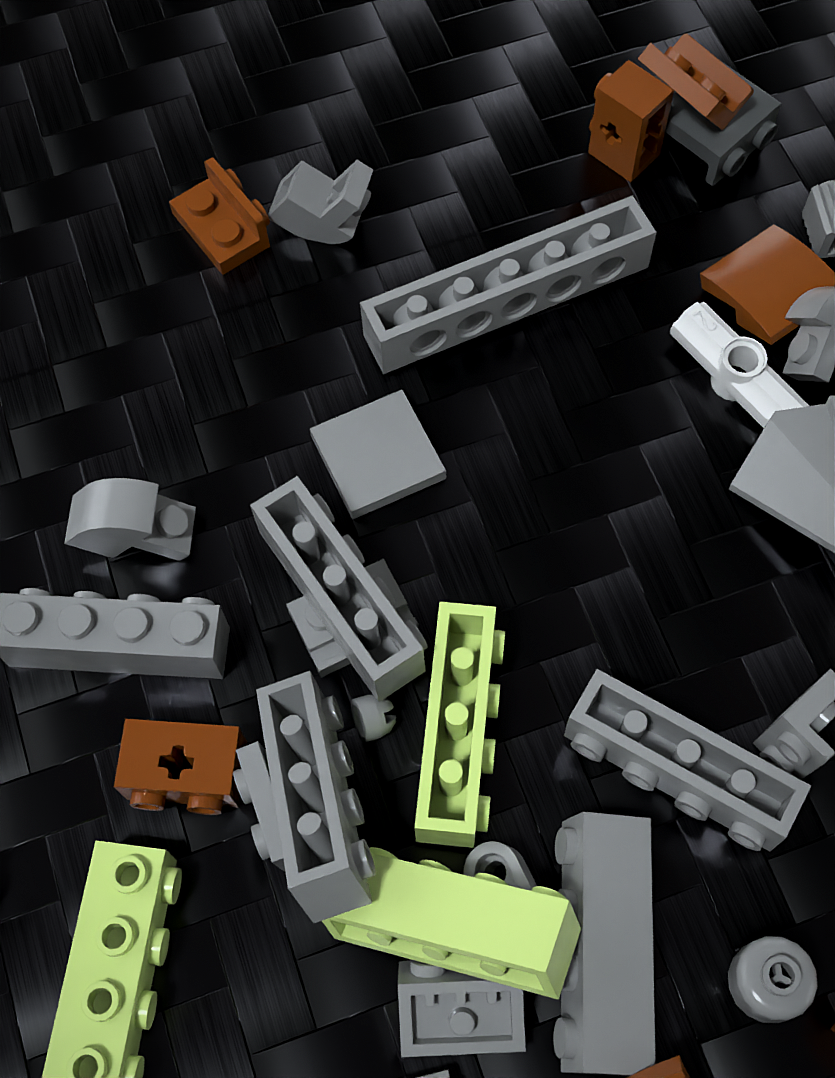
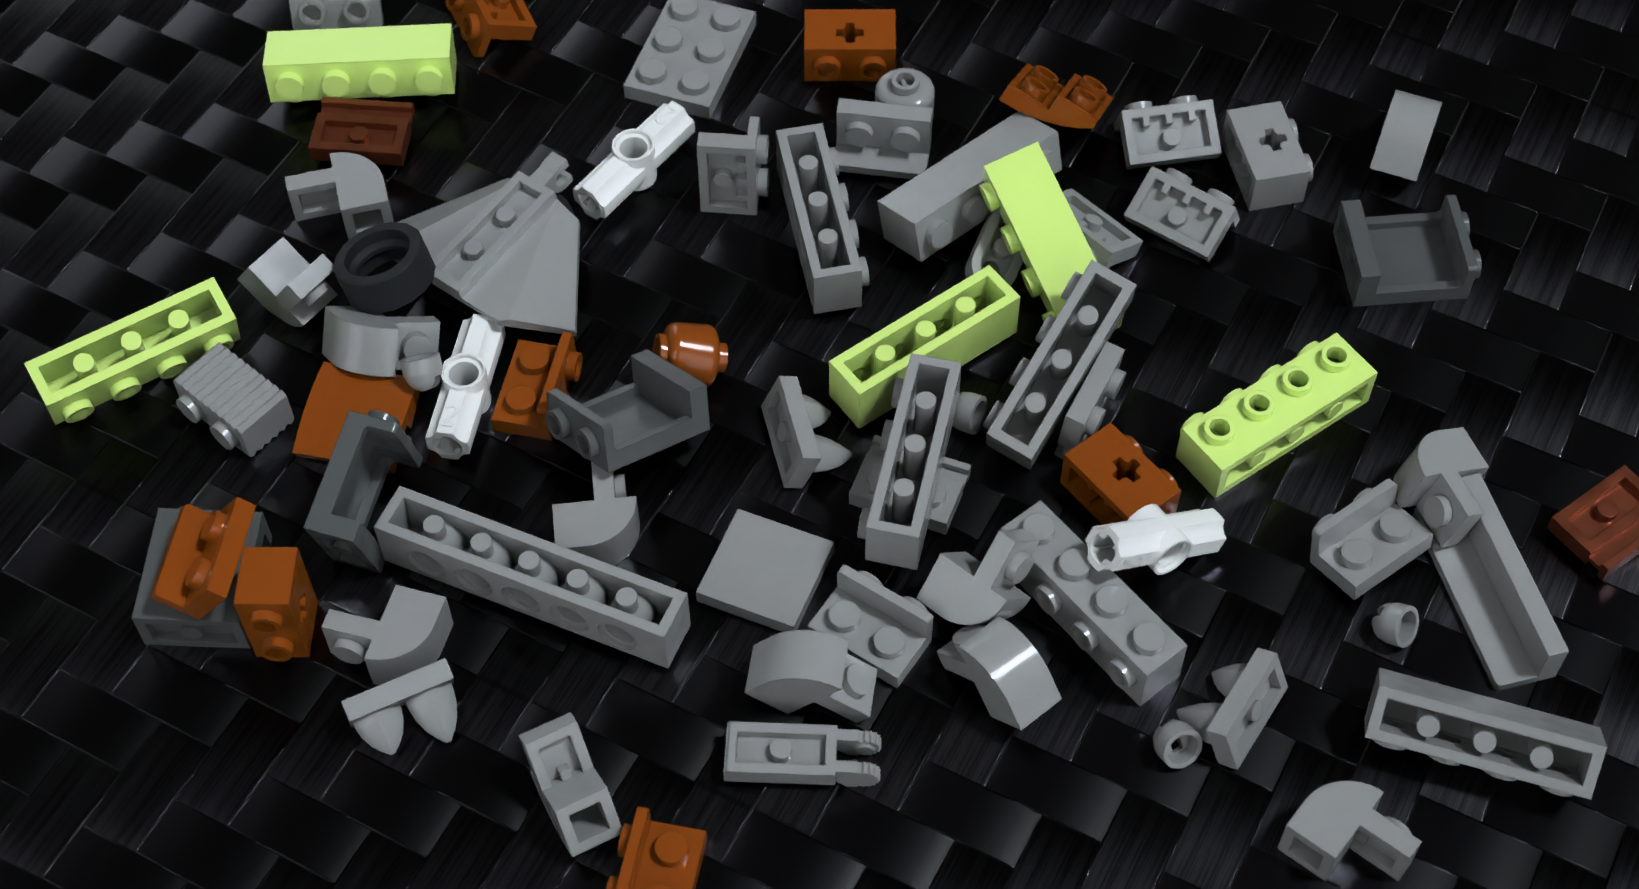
camera: 135 degrees left, 10 degrees down
(91, 716) = (1155, 539): none -> white piece
(194, 555) = (978, 591): none -> light grey brick
(212, 357) = (799, 754): none -> light grey hinge
(247, 476) = (877, 622): none -> light grey bracket
(251, 390) = (810, 668): none -> light grey brick
(448, 561) = (790, 426): none -> light grey tile
(497, 161) = (425, 692): none -> light grey tile
(517, 367) = (603, 526): none -> light grey brick
(545, 184) = (403, 640): none -> light grey brick
(590, 434) = (634, 420): none -> dark grey panel
(625, 544) = (693, 349): none -> dark orange head
(681, 207) = (353, 485): none -> dark grey panel
(697, 424) = (530, 375): none -> dark orange bracket
(732, 909) = (883, 138): none -> light grey bracket
(781, 328) = (422, 370): none -> light grey hinge

